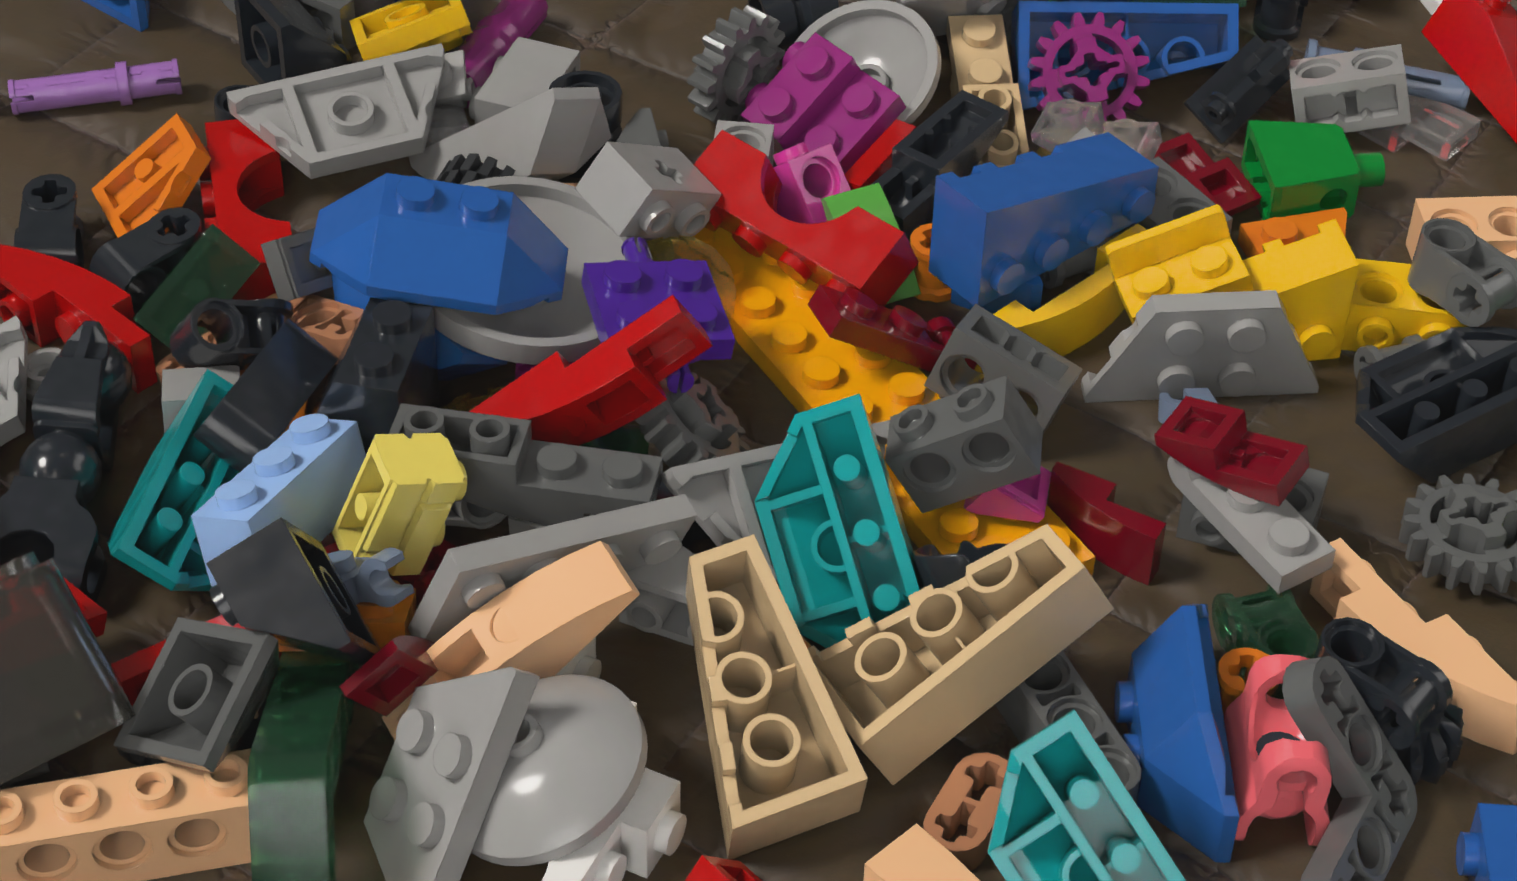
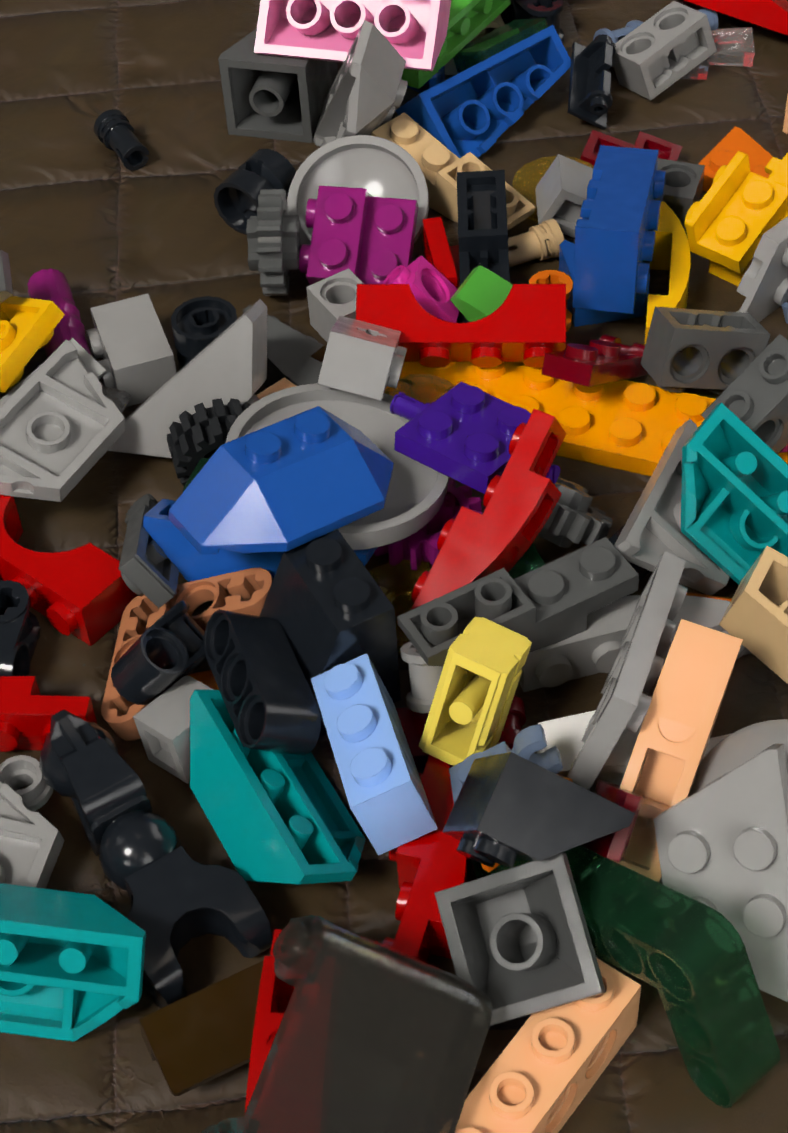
camera: 35 degrees left, 5 degrees up
(207, 270) = (71, 636): clear green panel -> none
(1068, 116) = (528, 160): clear slope -> none
(1085, 49) = (481, 112): magenta gear -> none
(1306, 167) = (688, 114): green torso -> none

